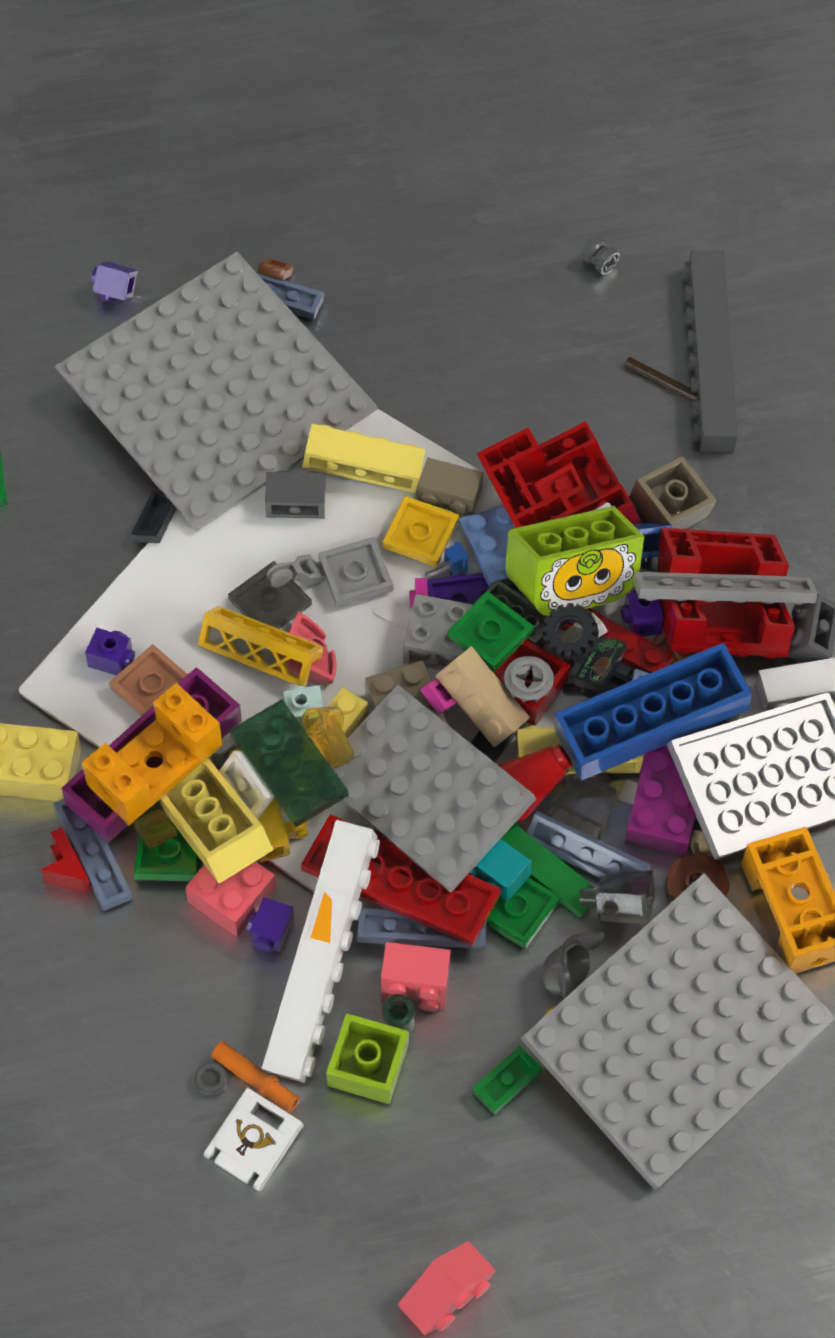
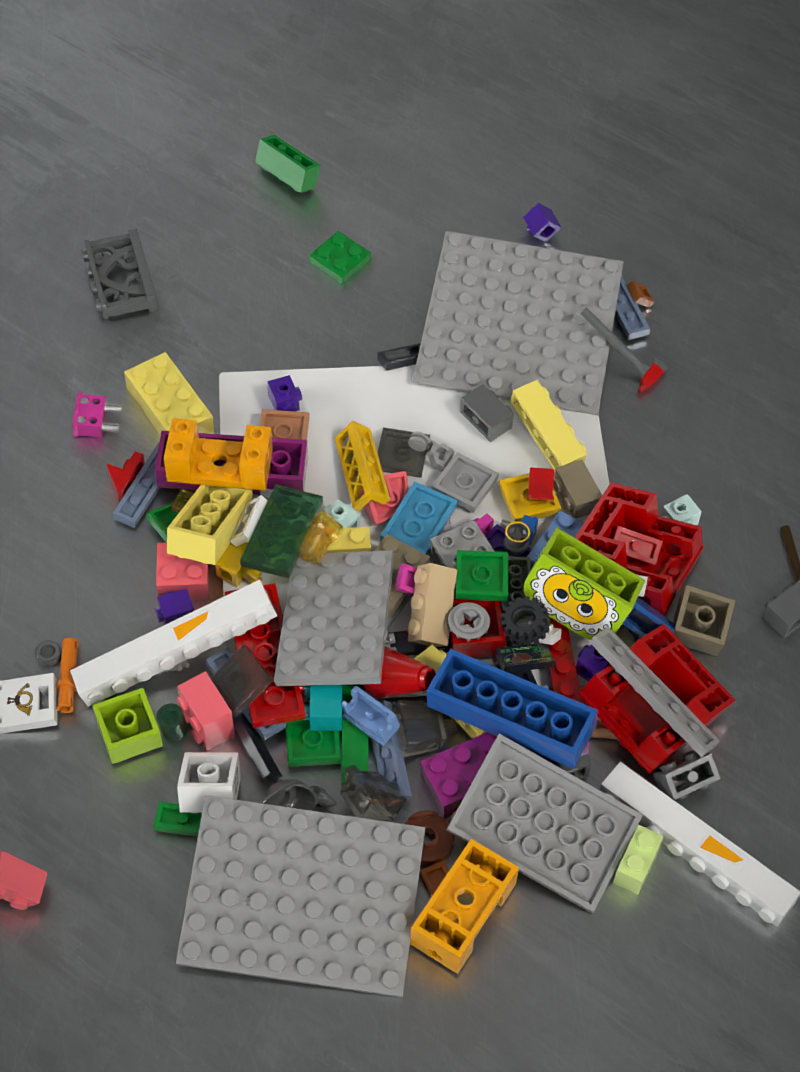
camera: 50 degrees right, 5 degrees down
(361, 639) = (420, 517): none -> dark azure plate
(368, 332) = (648, 374): none -> dark grey piece
(419, 916) = (241, 680): none -> clear smoke plate
(427, 512) = (541, 484): none -> red bracket
(463, 575) = (516, 538): none -> dark grey wheel
(489, 962) = (256, 749): none -> black tile
(492, 1026) = (209, 775): none -> white brick
(547, 423) = (683, 510): none -> light aqua brick
(547, 836) = (370, 716): none -> medium blue hinge
(745, 902) = (433, 876): none -> orange tile

